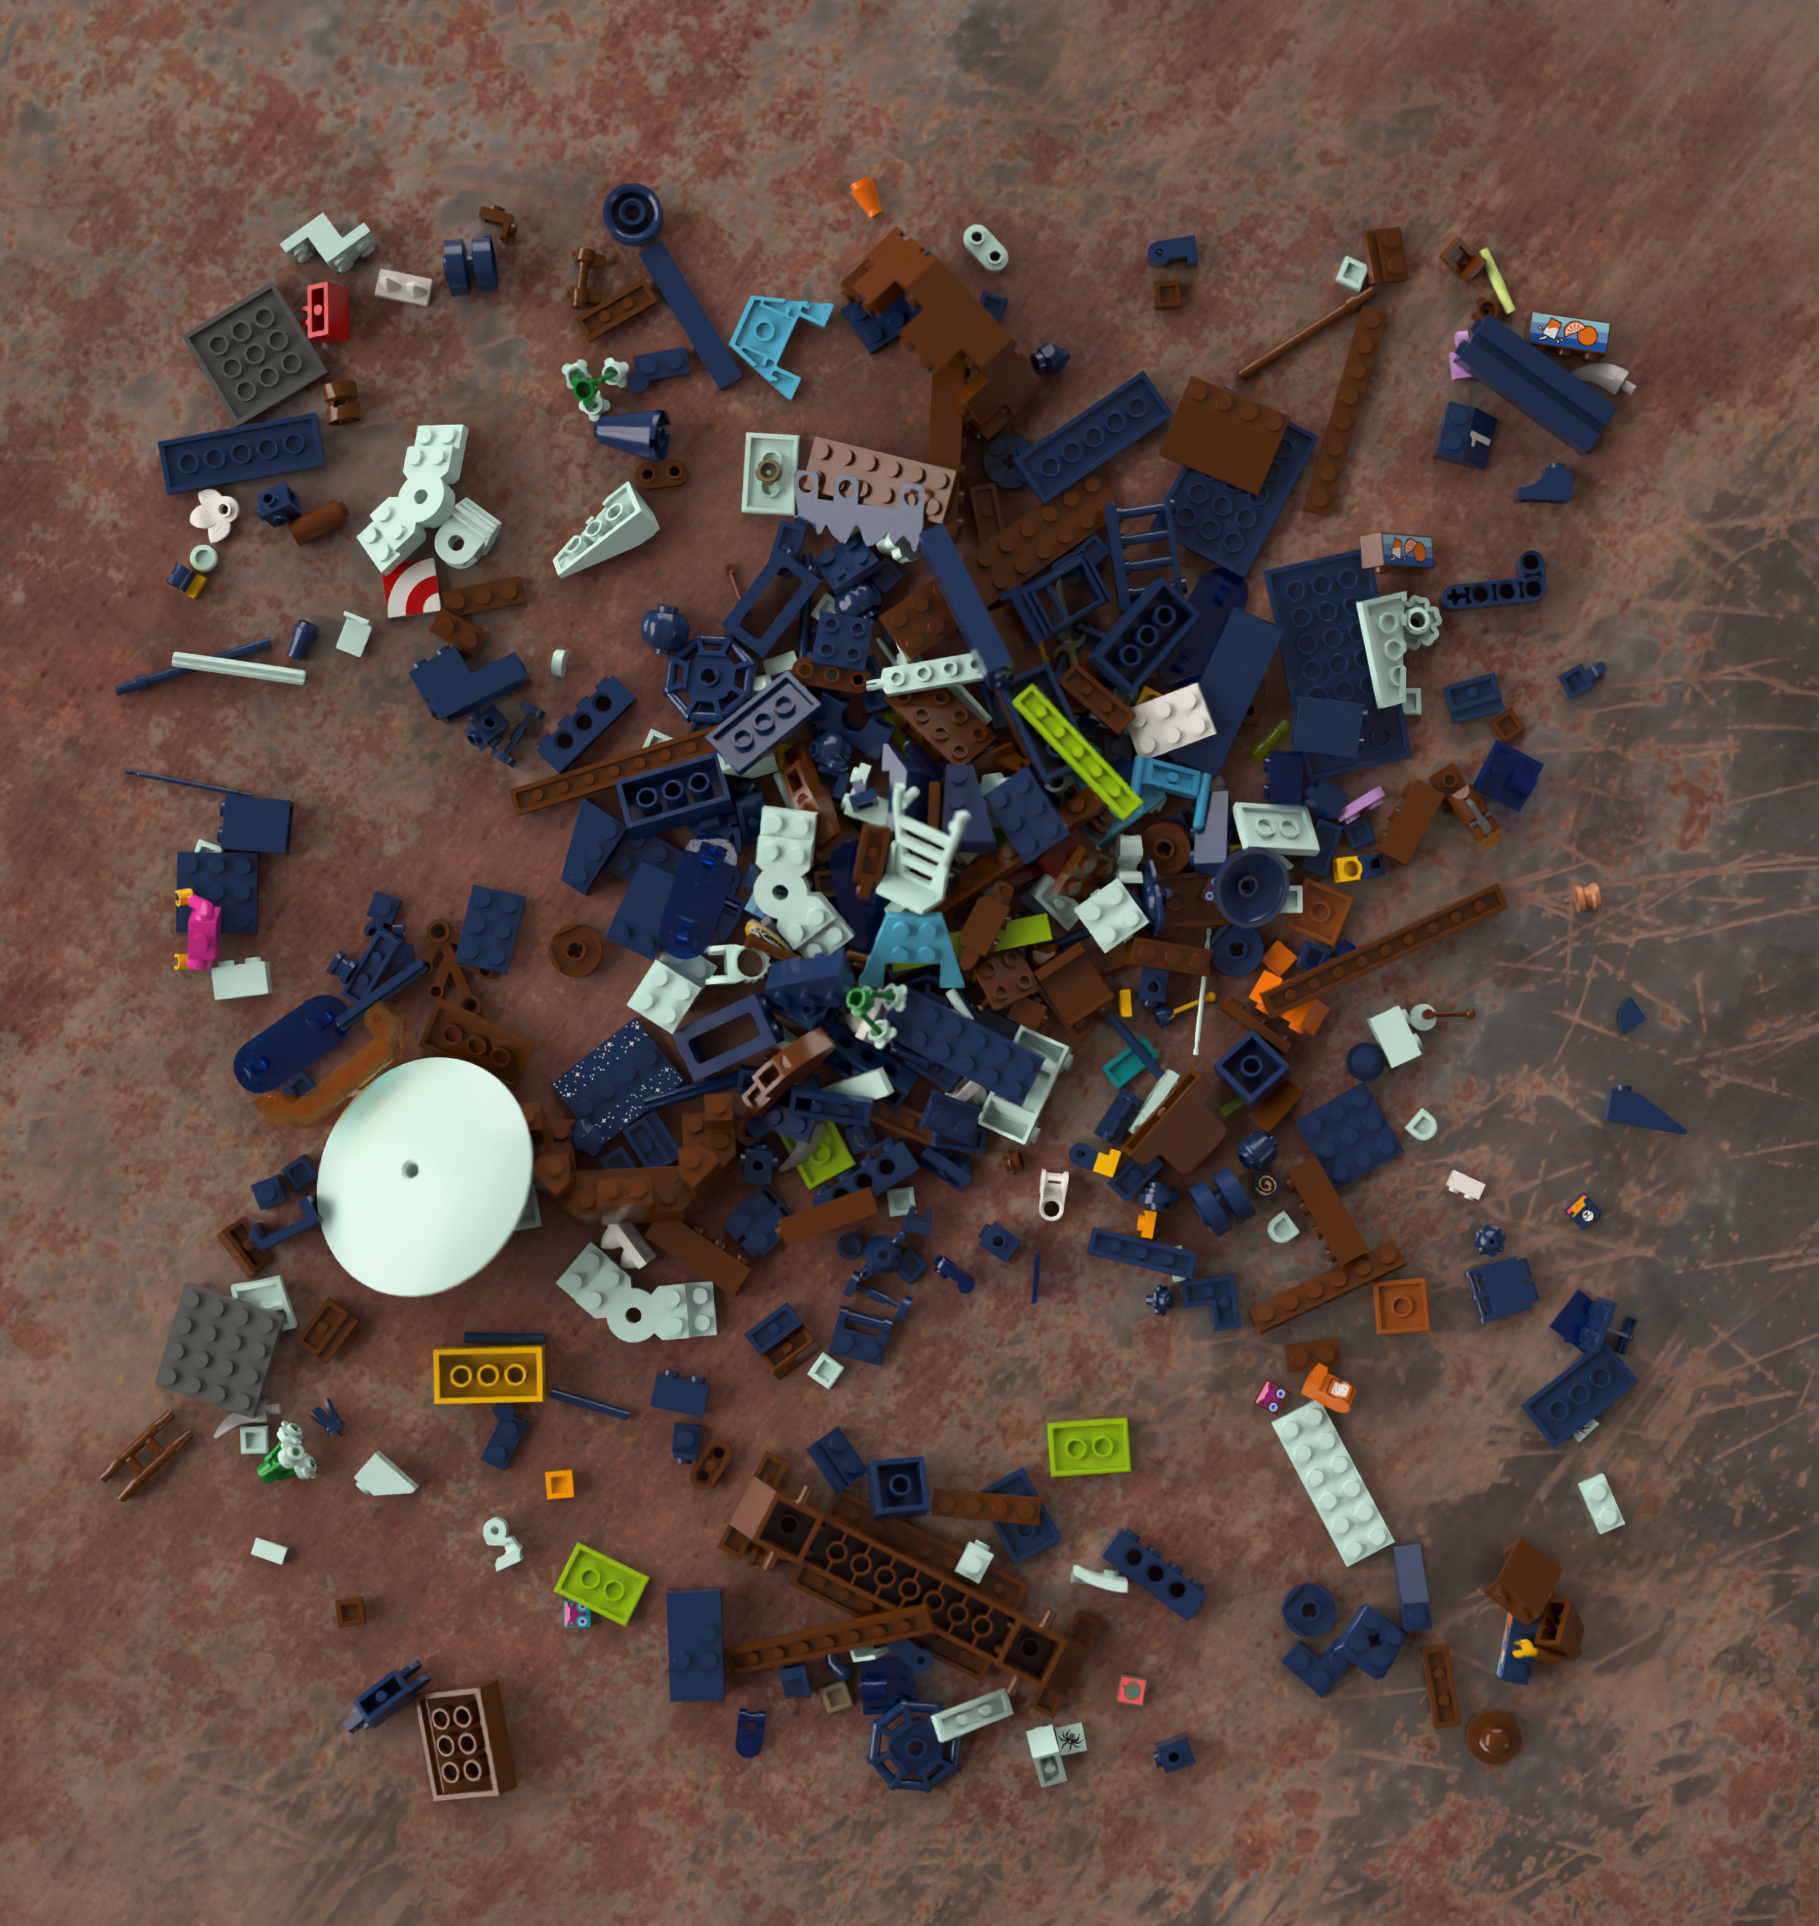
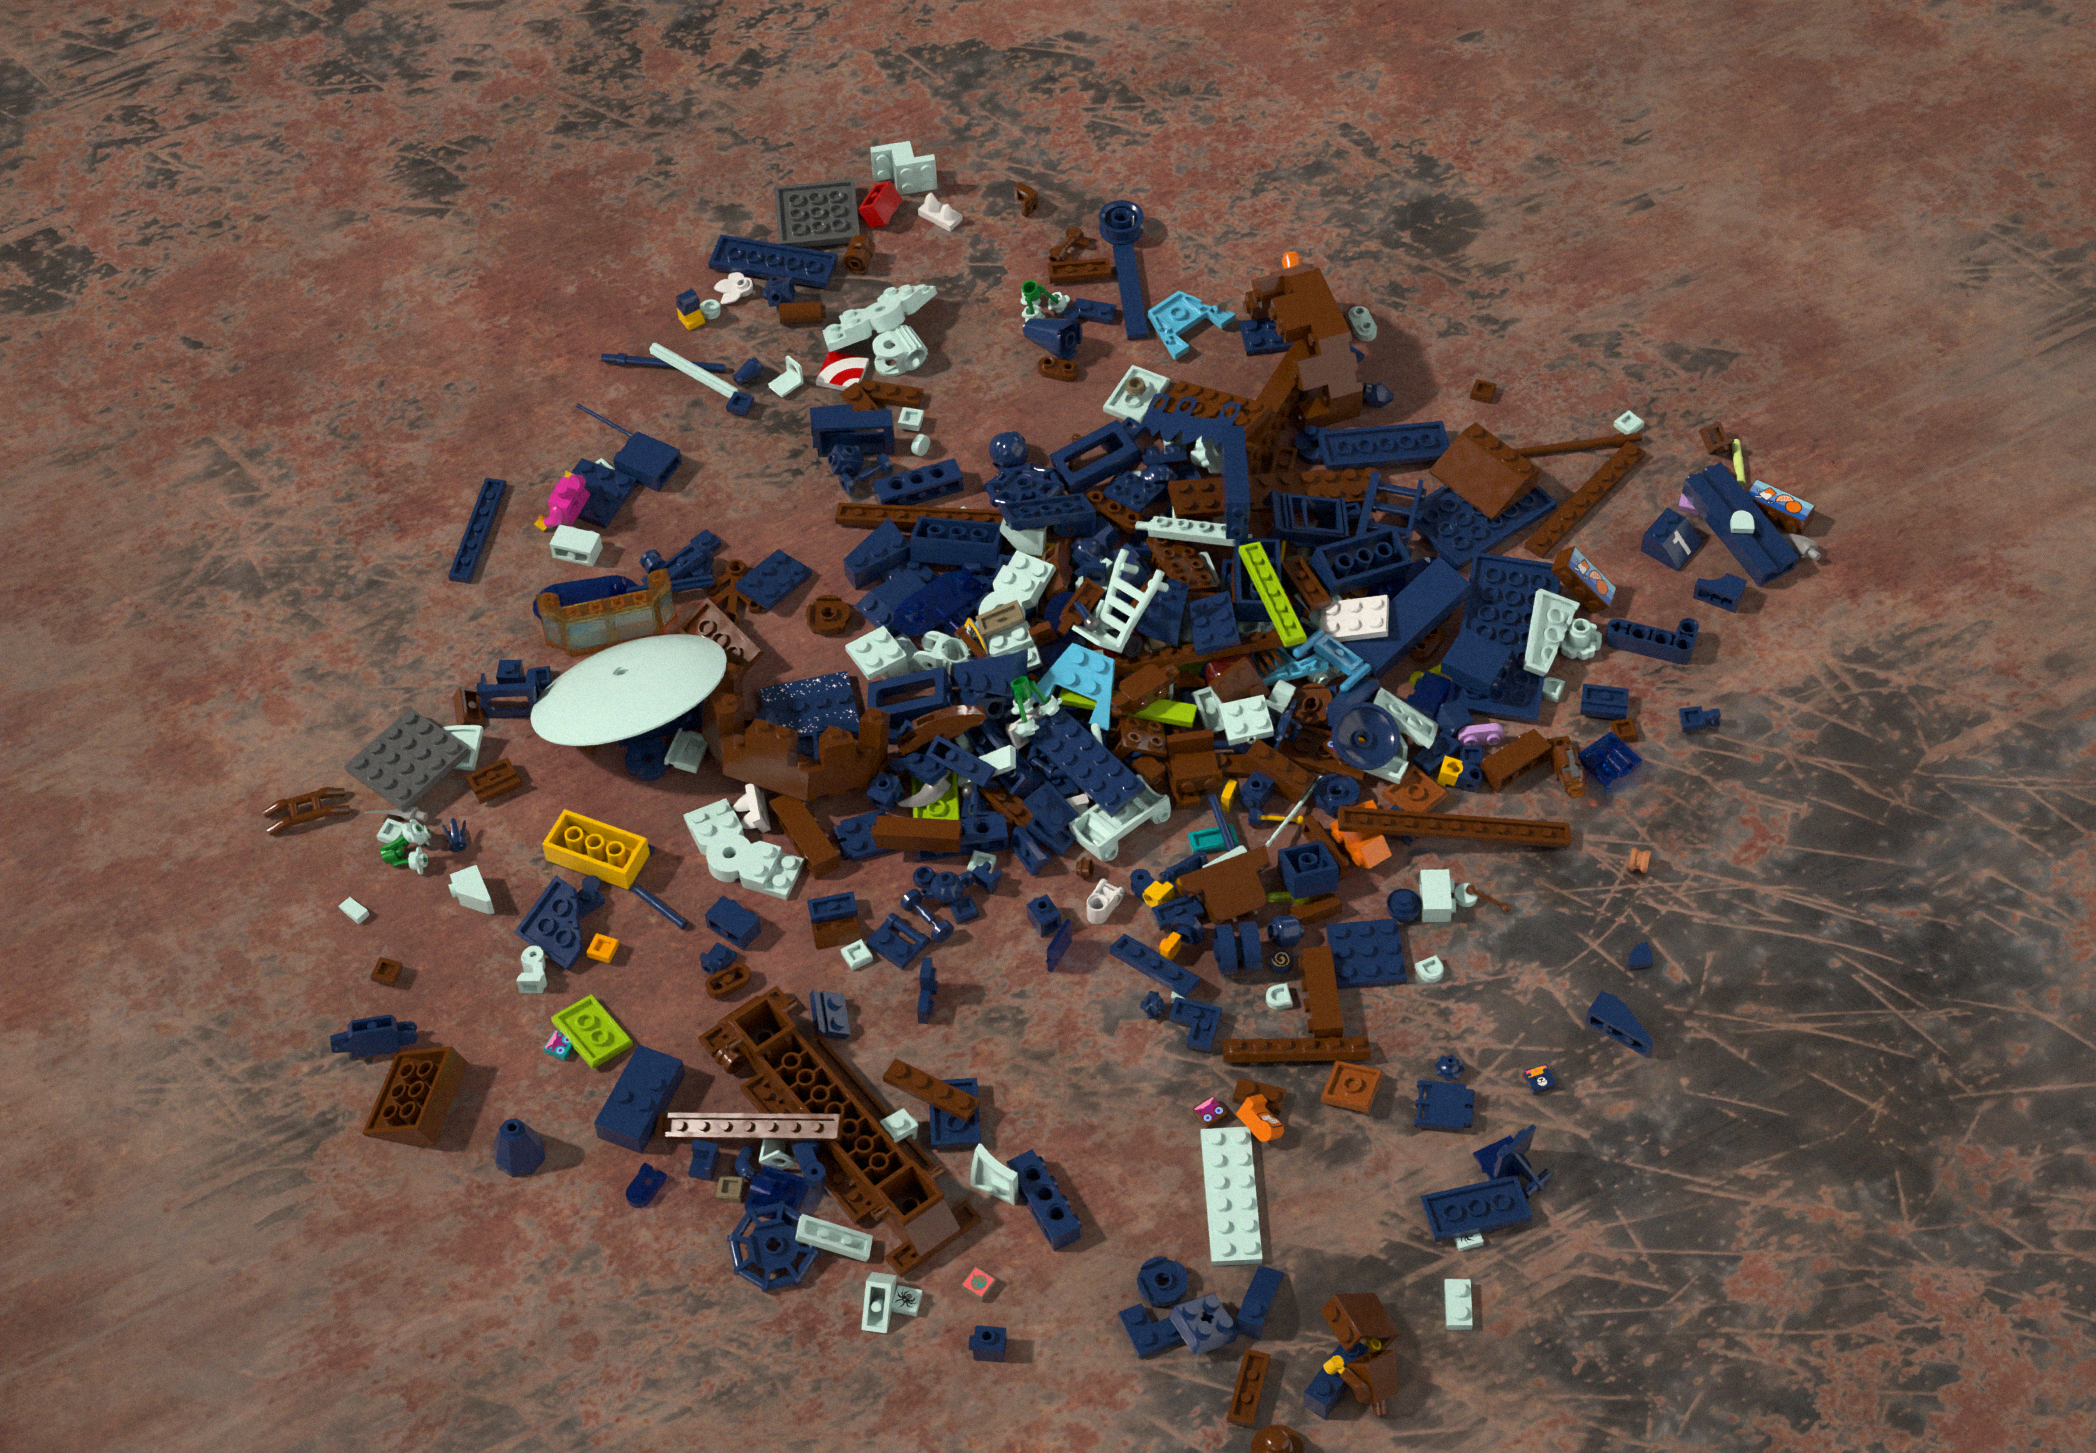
camera: 30 degrees right, 35 degrees down
(114, 1002) = (477, 530): none -> dark blue tile
(318, 691) = (740, 403): none -> dark blue plate
(464, 267) = (993, 209): dark blue wheel -> none
(496, 1483) = (555, 924): none -> dark blue plate
(528, 628) = (911, 419): none -> light aqua plate
(603, 1740) = (518, 1148): none -> dark blue cone
(617, 528) = (1011, 384): light aqua wedge -> none
(789, 910) = (1000, 619): none -> dark tan plate
(842, 903) = (1043, 633): none -> reddish brown plate
(892, 874) = (1091, 623): none -> piece
(898, 1488) = (866, 1045): dark blue brick -> none
(924, 1385) = (928, 988): none -> dark blue plate
(947, 1268) = (993, 918): clear blue plate -> none
(1089, 1447) = (1039, 1090): lime tile -> none
(1173, 251) = (1499, 366): dark blue leg -> none
(1384, 255) = (1658, 419): reddish brown plate -> none
(1461, 1183) = (1447, 1022): white piece -> none
(1542, 394) = (1742, 522): none -> light aqua tile

